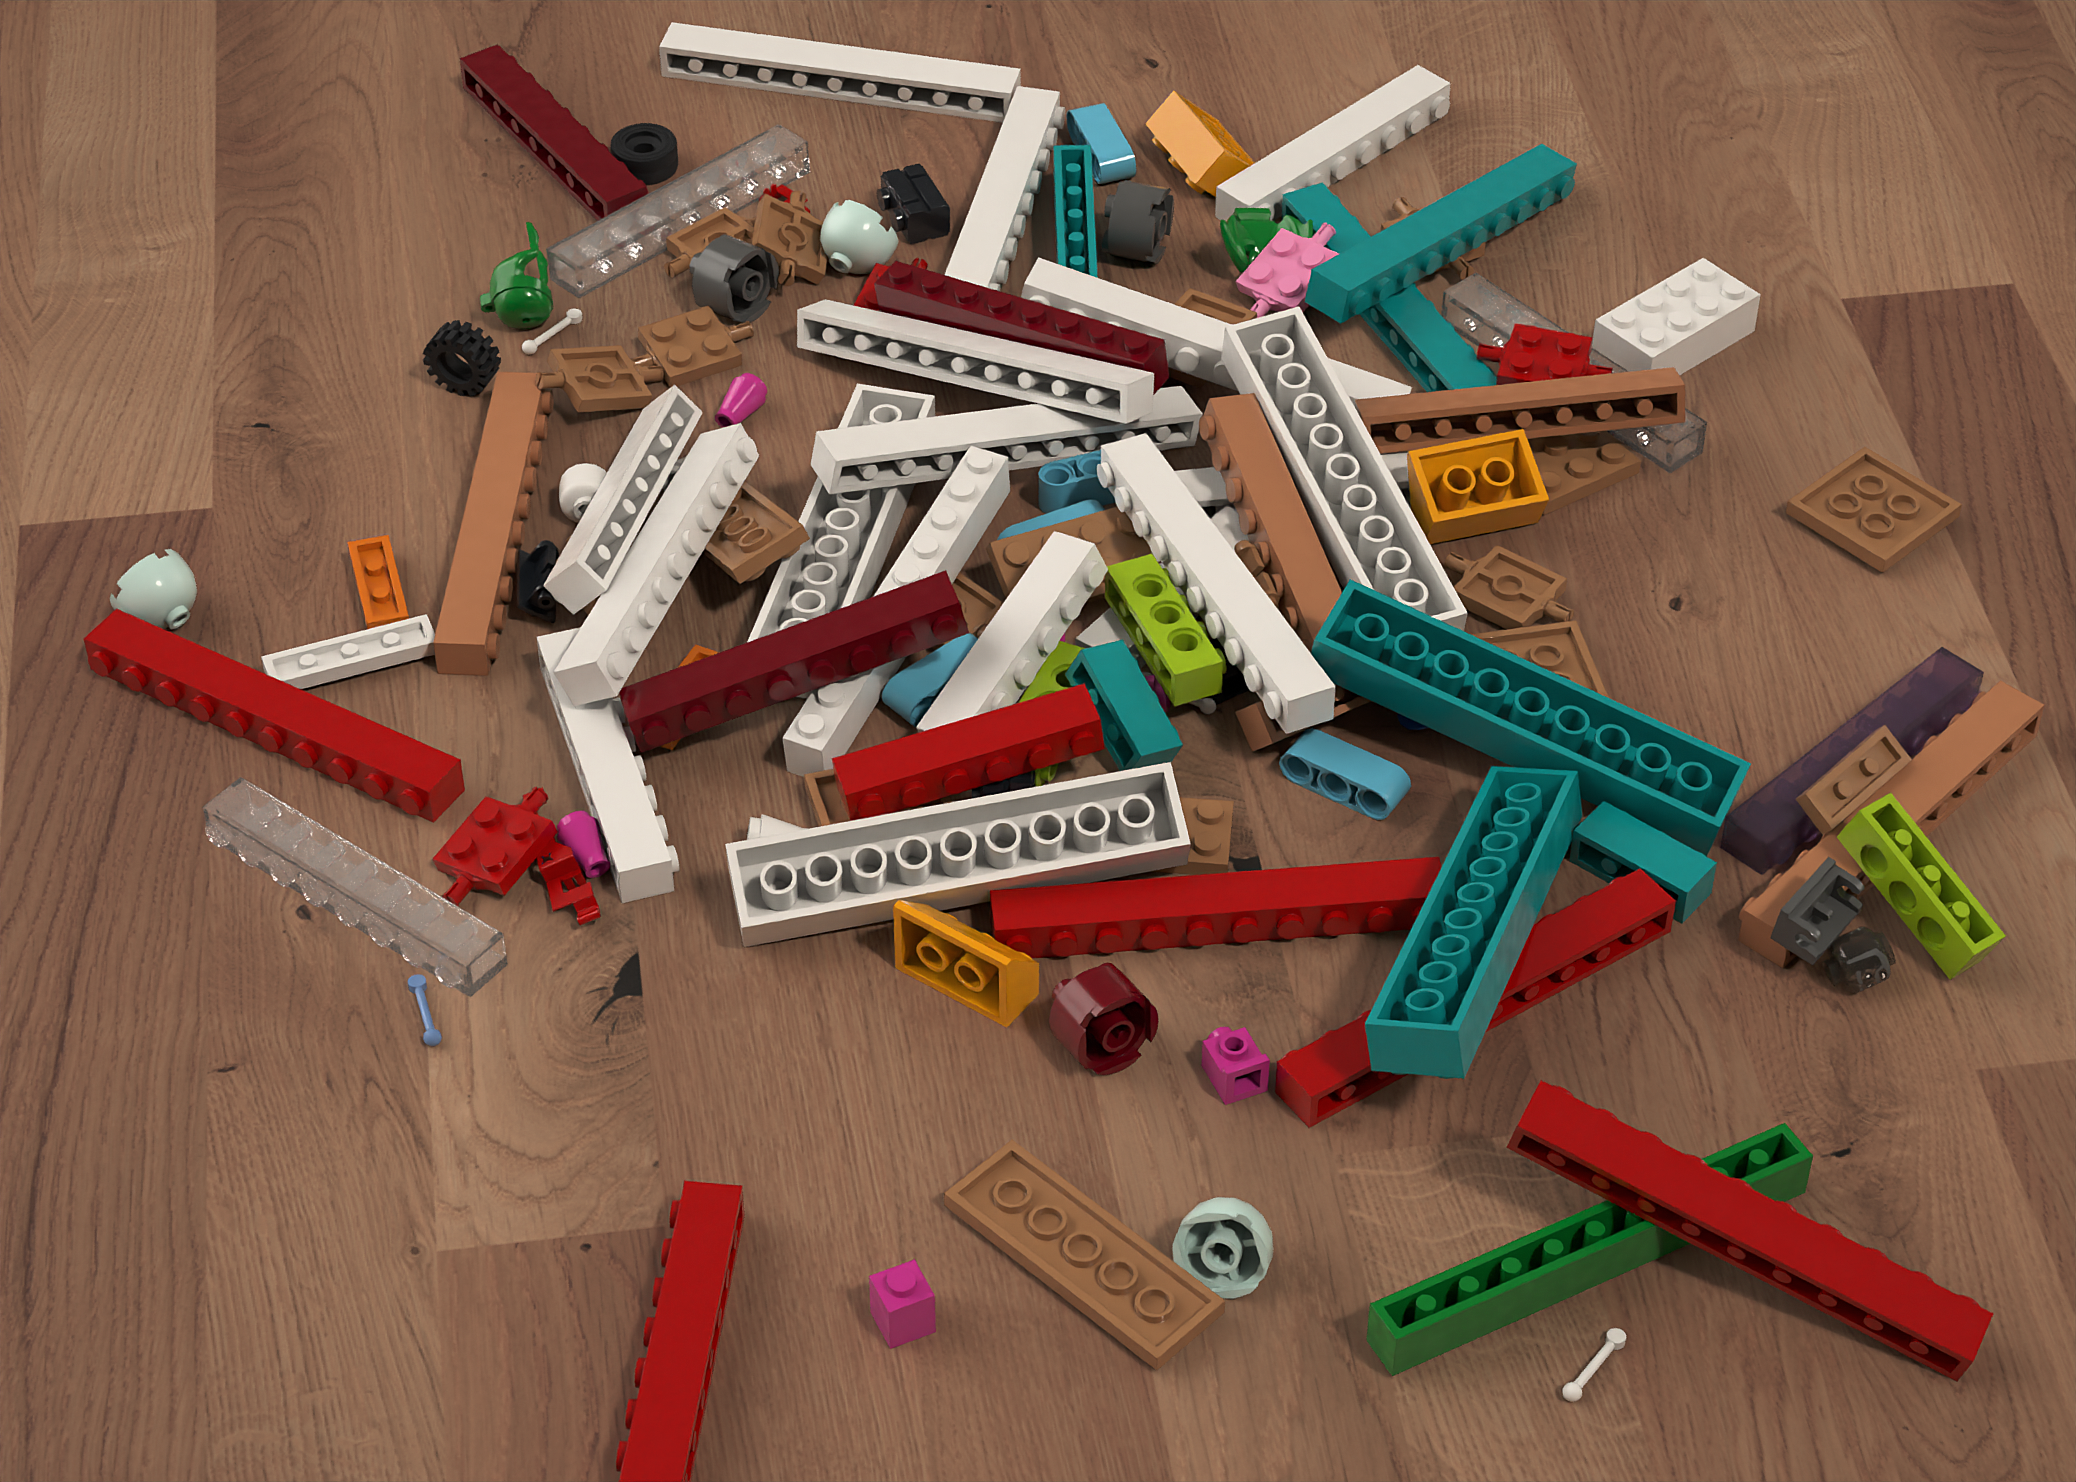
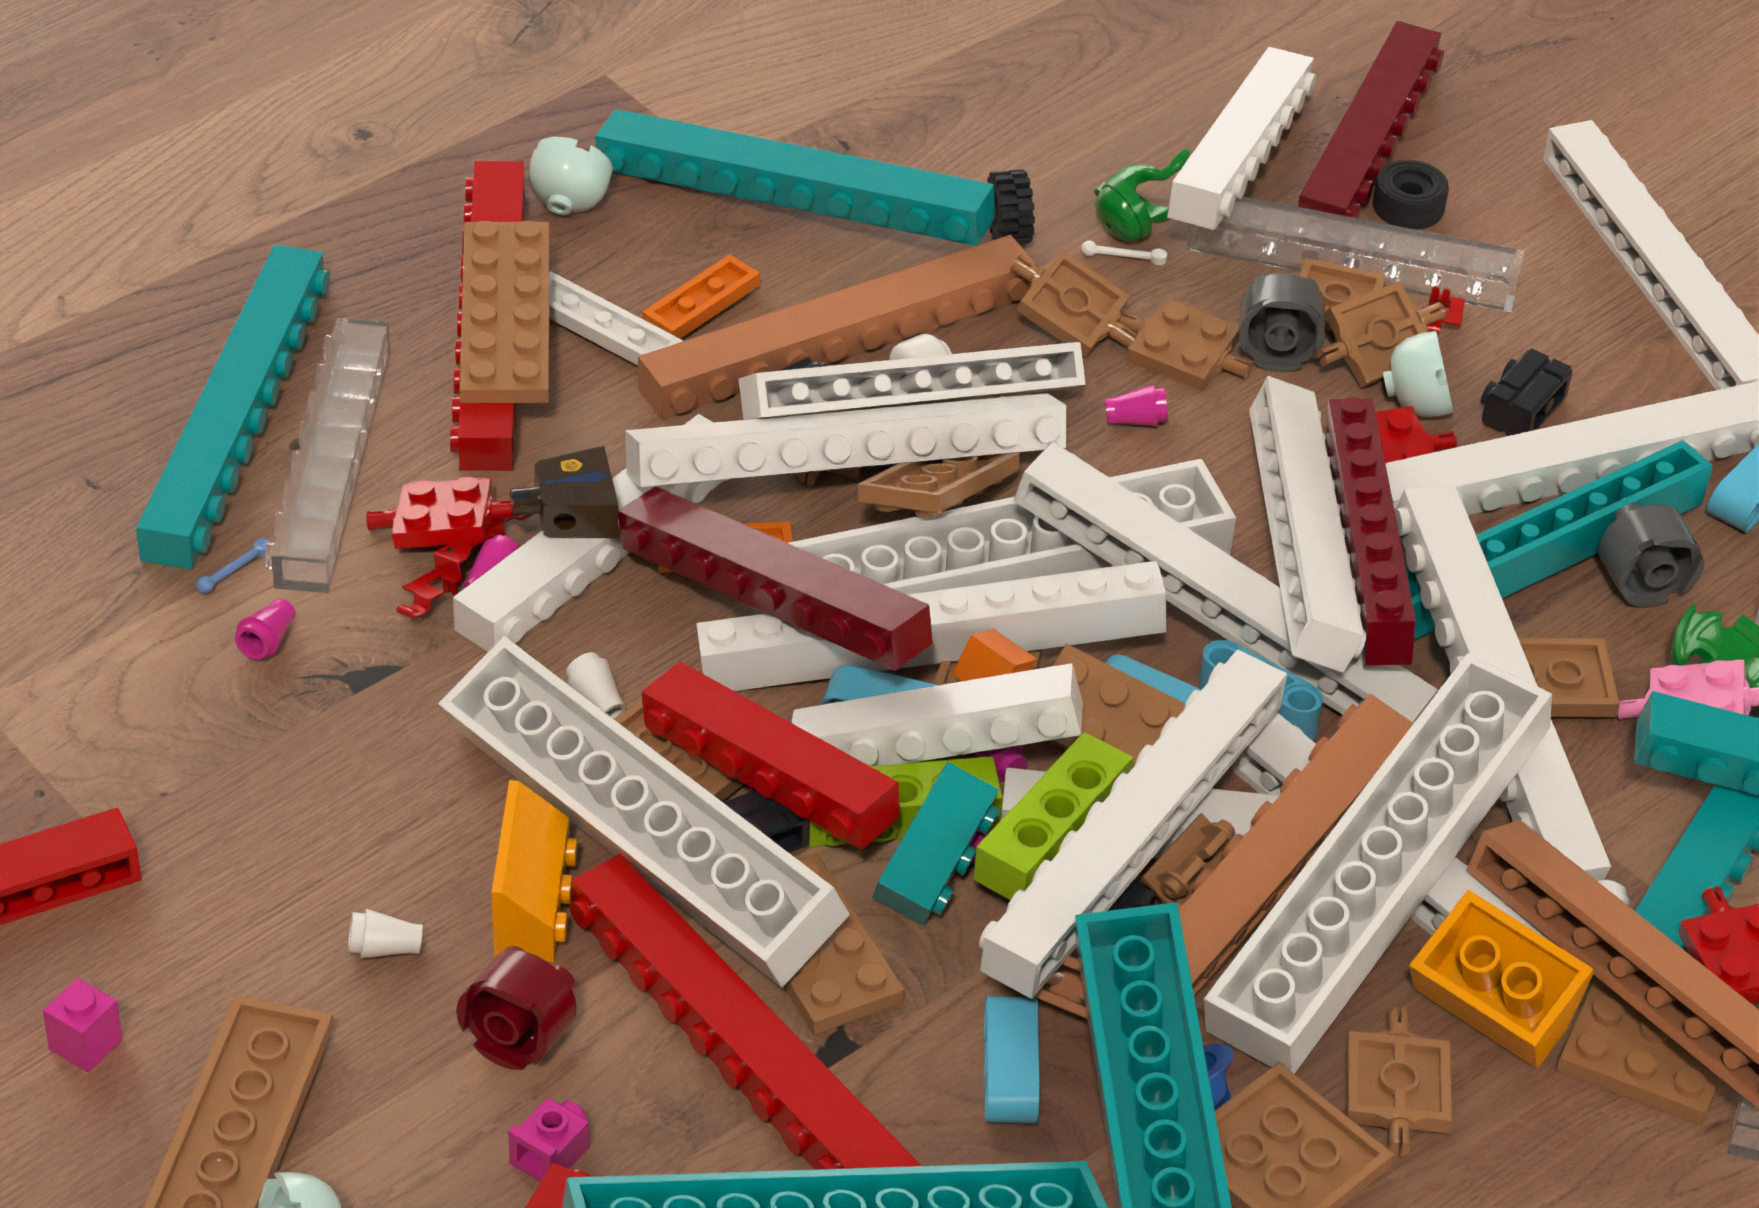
camera: 55 degrees right, 0 degrees up
(233, 927) = (232, 408): none -> teal brick
(303, 457) = (798, 177): none -> teal brick
(307, 696) = (505, 313): none -> medium nougat plate
(515, 197) = (1241, 138): none -> white brick
(532, 1016) = (263, 630): none -> dark pink cone
(584, 742) = (571, 496): none -> dark brown torso
(941, 1081) = (382, 935): none -> white cone
(981, 589) = (991, 655): none -> orange brick

